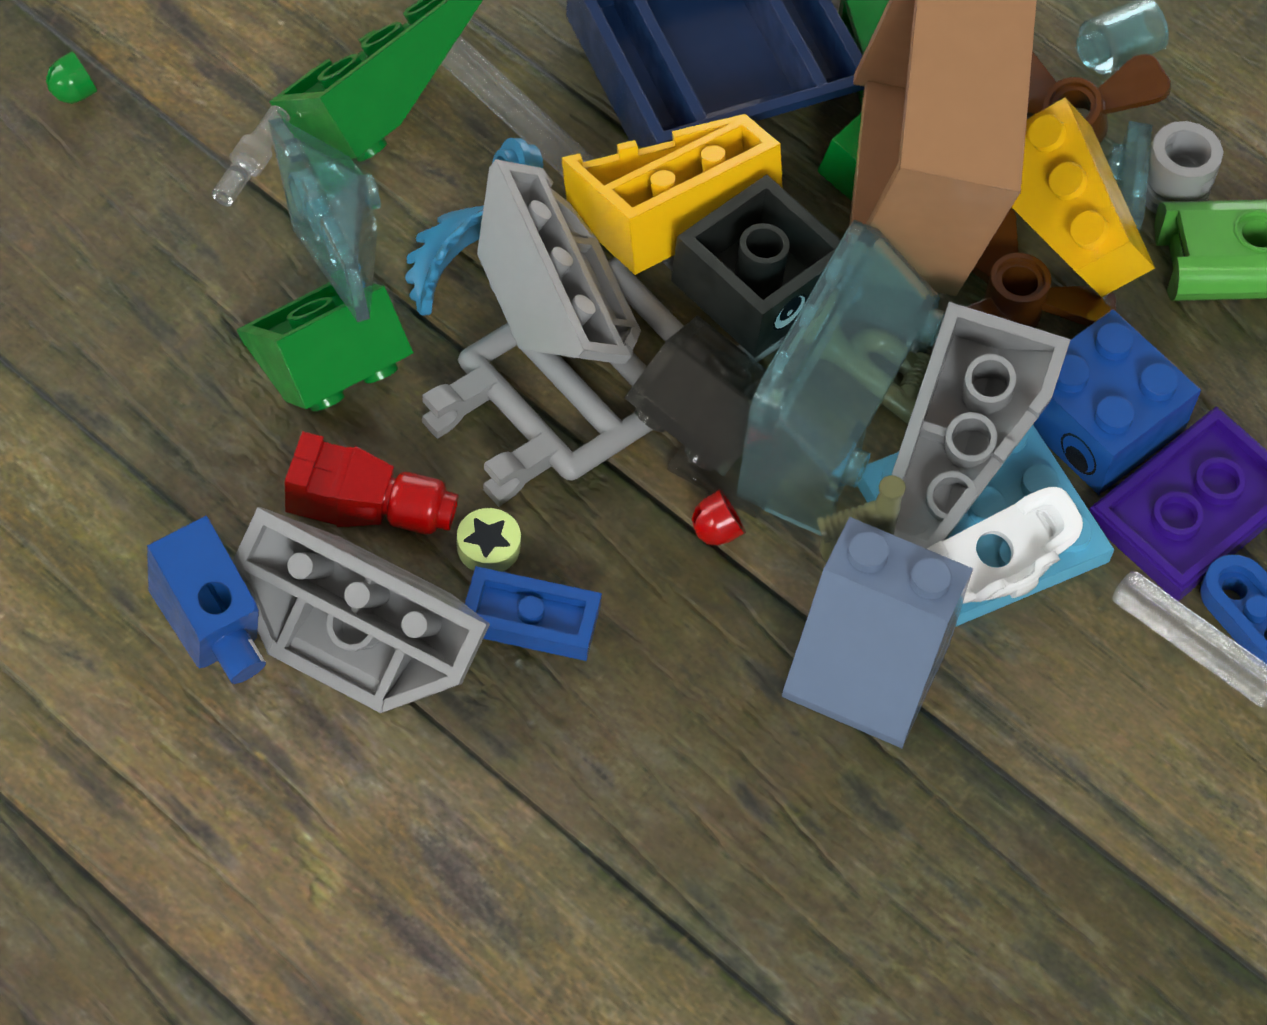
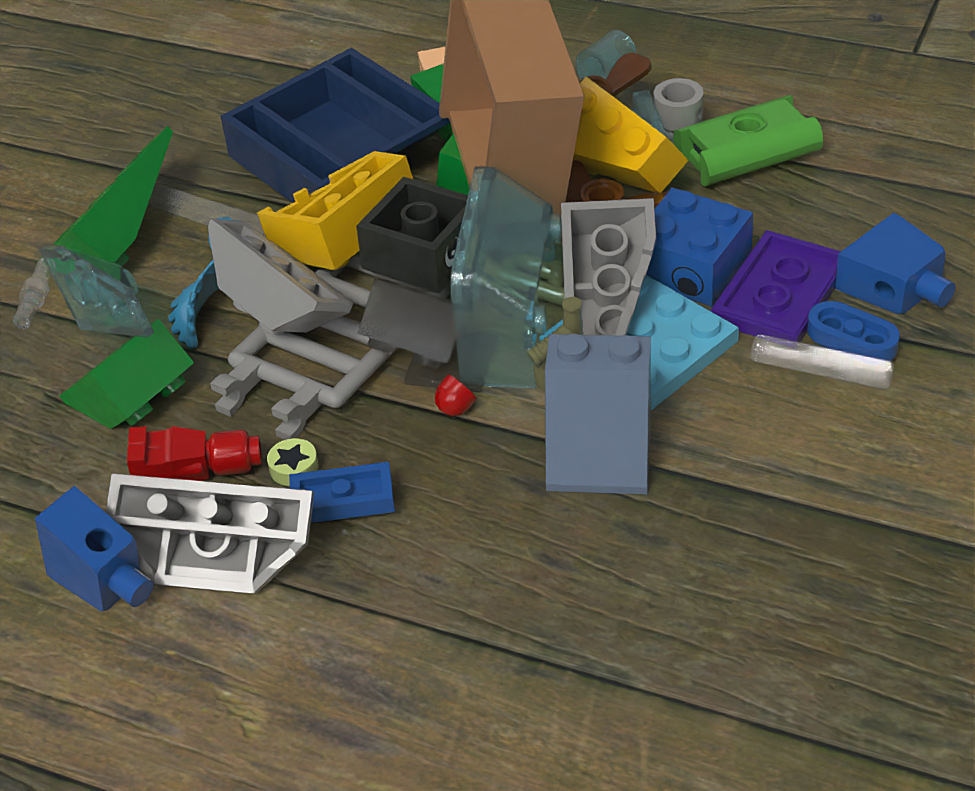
camera: 10 degrees left, 15 degrees down
(1036, 532) = (682, 327): white piece -> none

